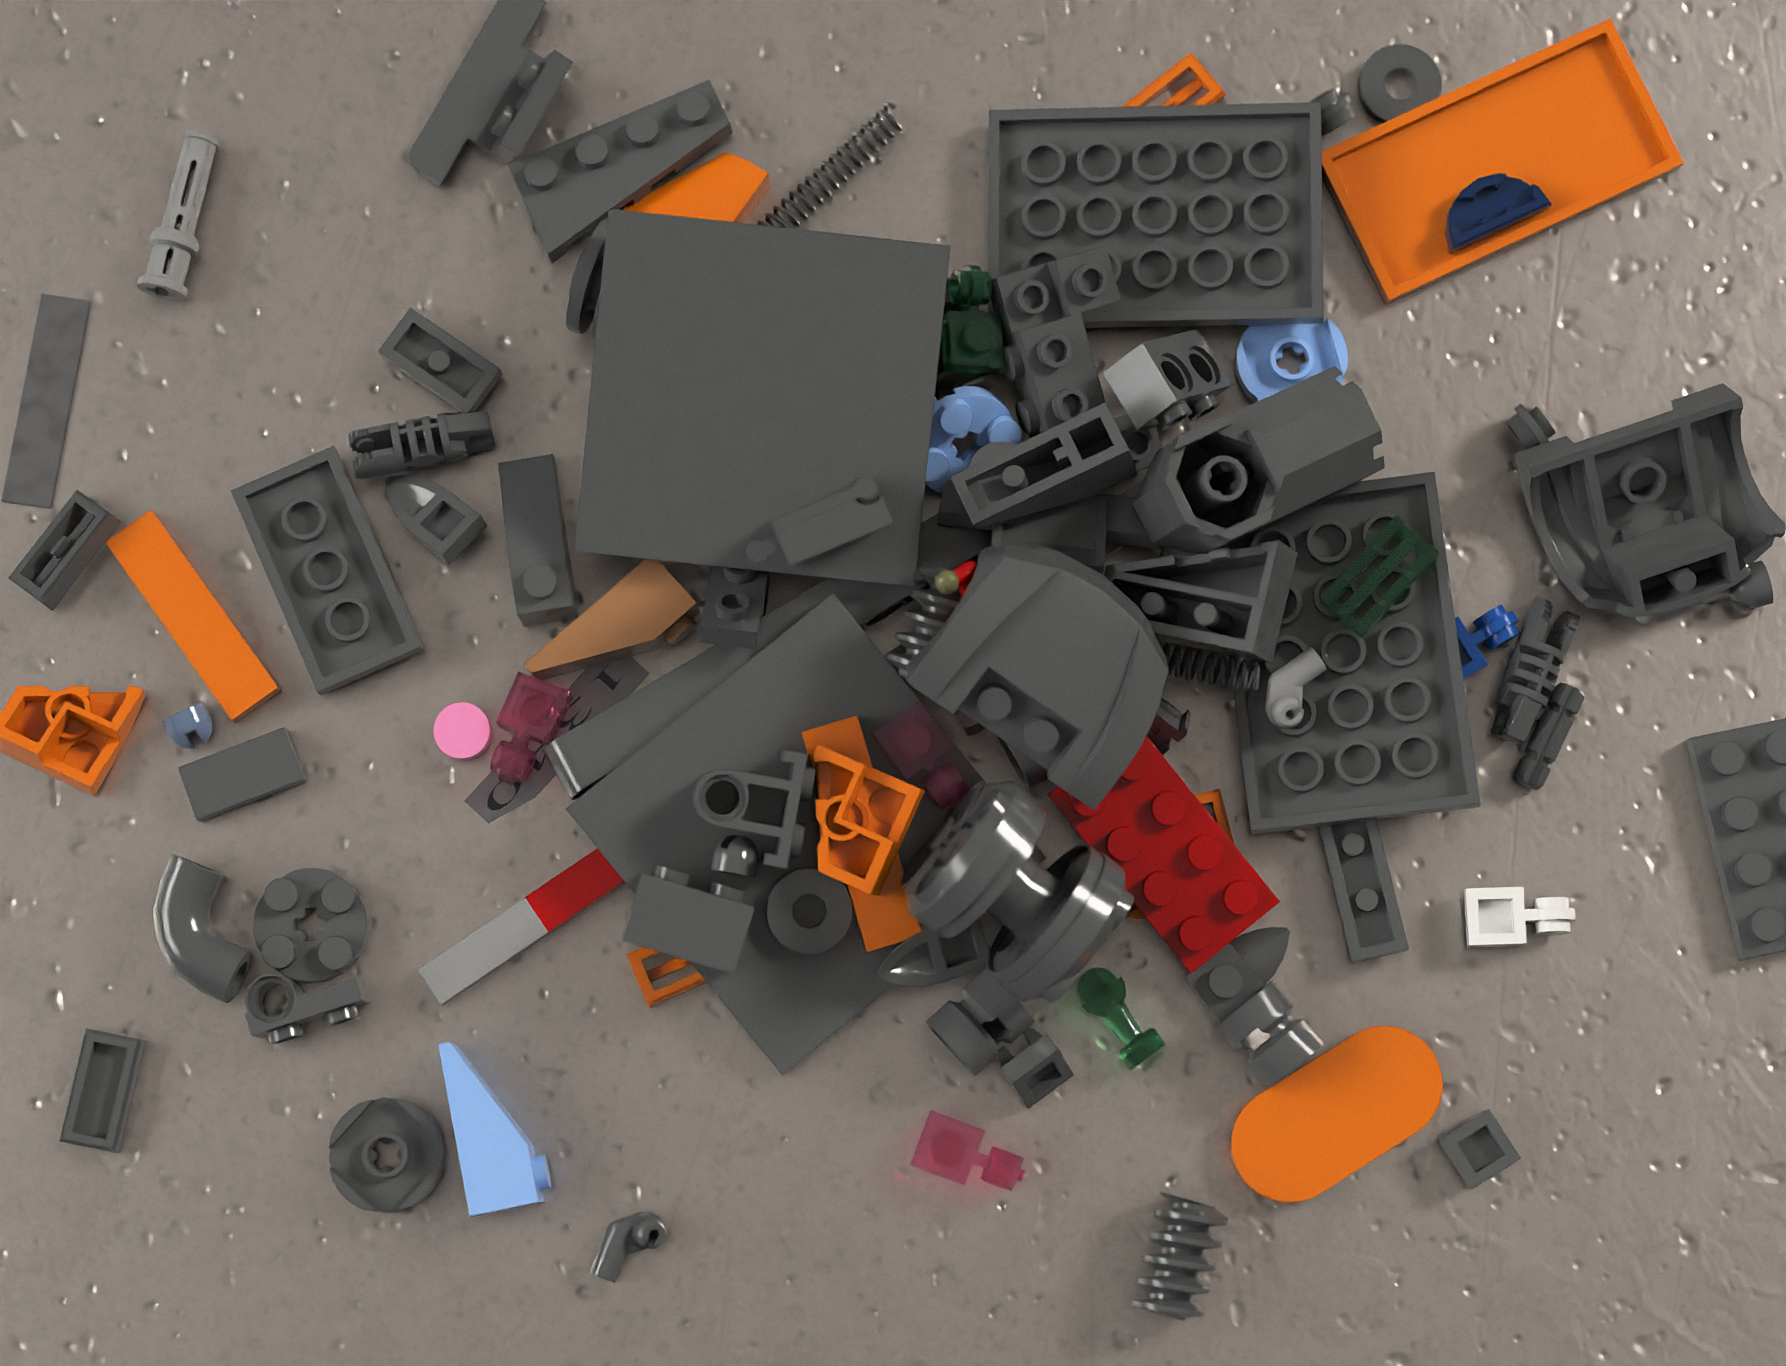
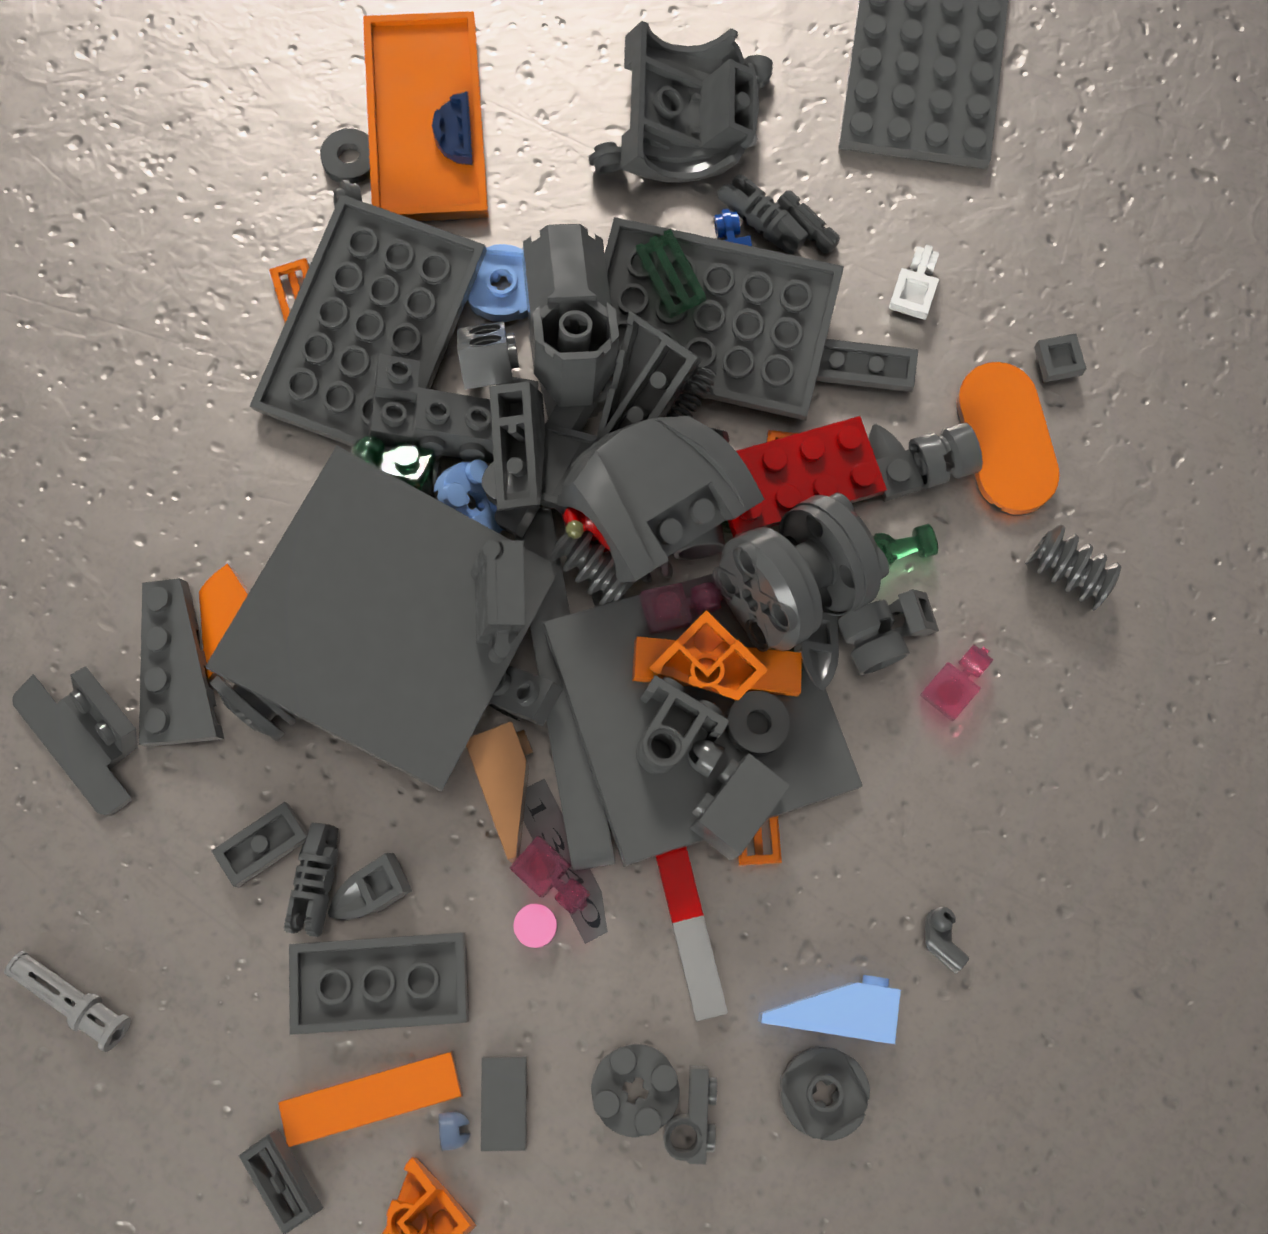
camera: 70 degrees left, 5 degrees down
(45, 401) = (160, 1156): flat silver sticker -> none
(186, 931) = (608, 1188): dark grey cylinder -> none
(537, 541) = (419, 820): dark grey slope -> none
(831, 164) = (257, 541): dark grey piece -> none
(1286, 688) = (722, 358): light grey arm -> none

